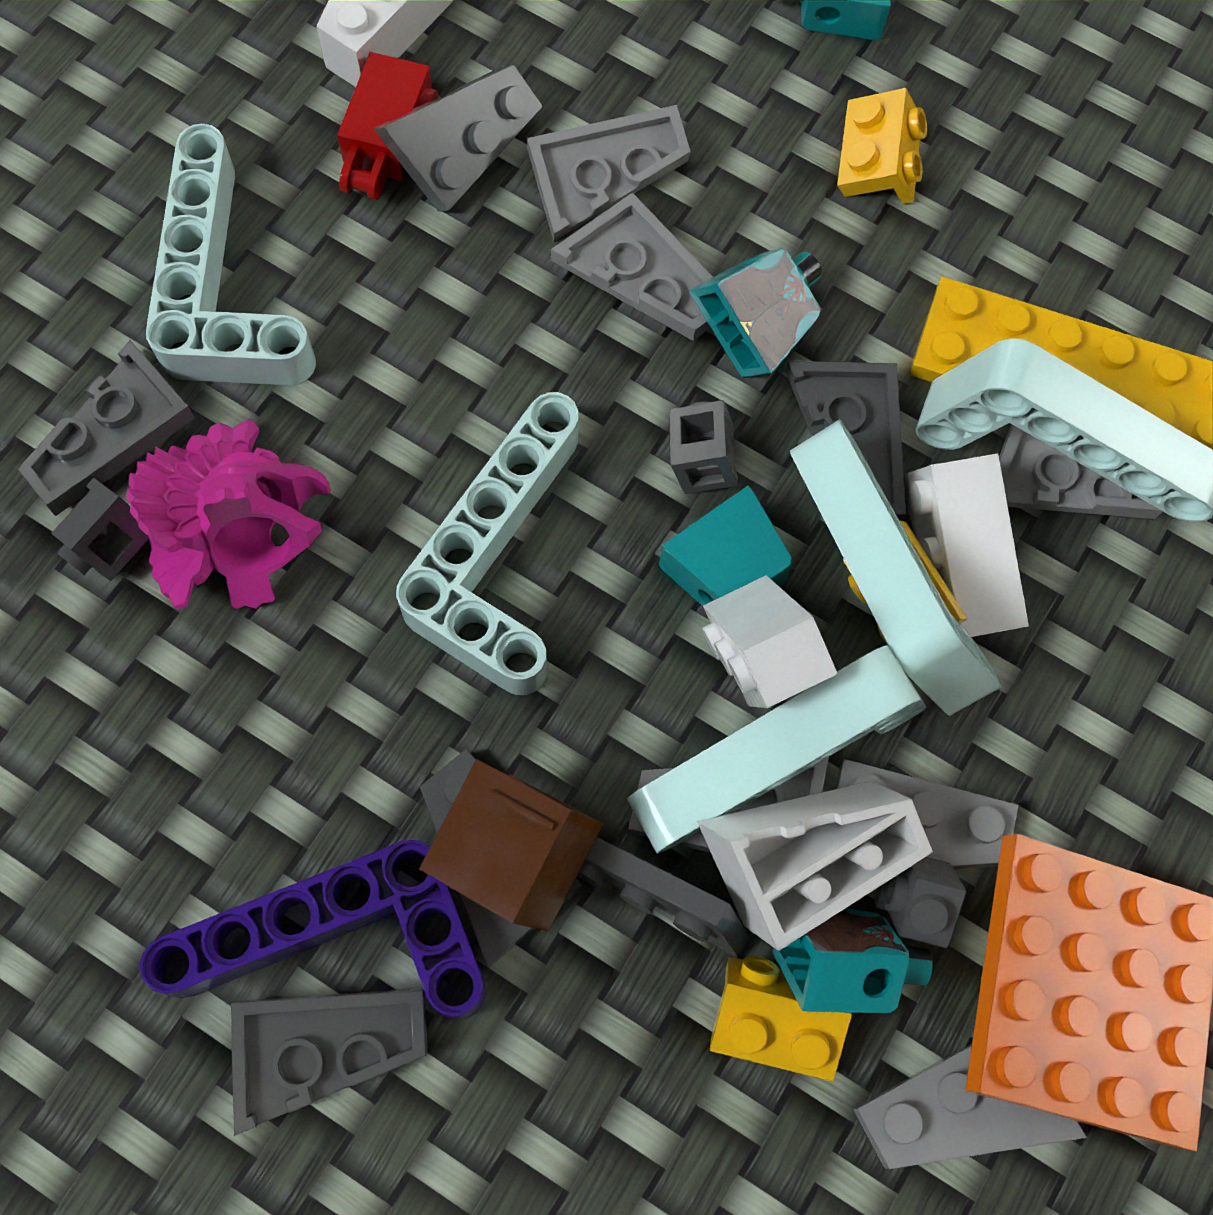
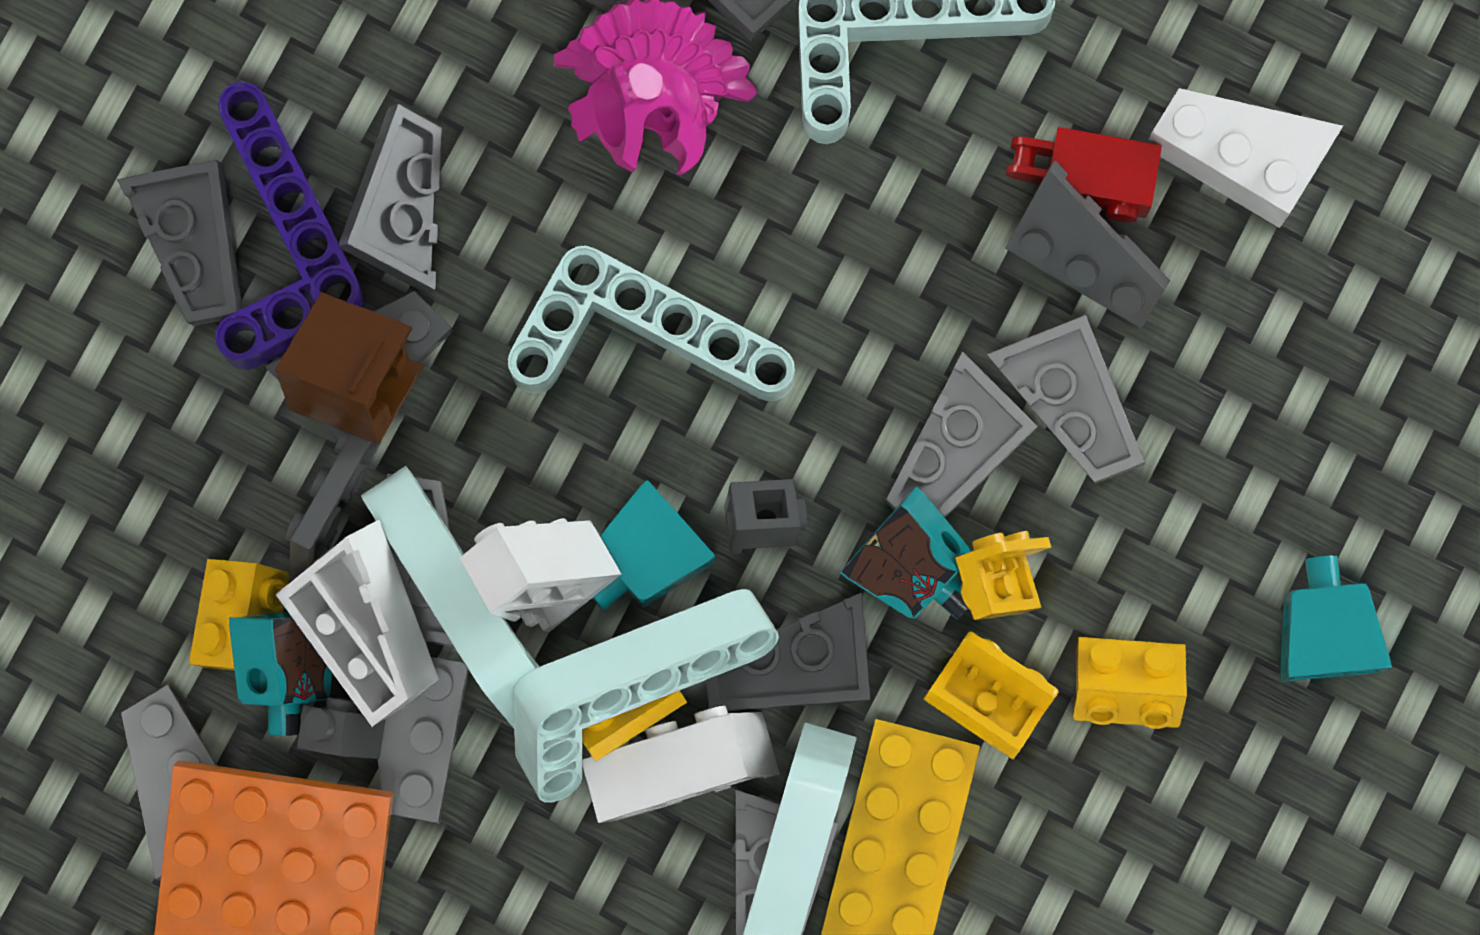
camera: 90 degrees right, 10 degrees up
(320, 801) = (395, 201): none -> wing
(761, 224) = (999, 576): none -> yellow bracket
(892, 258) = (991, 694): none -> yellow bracket

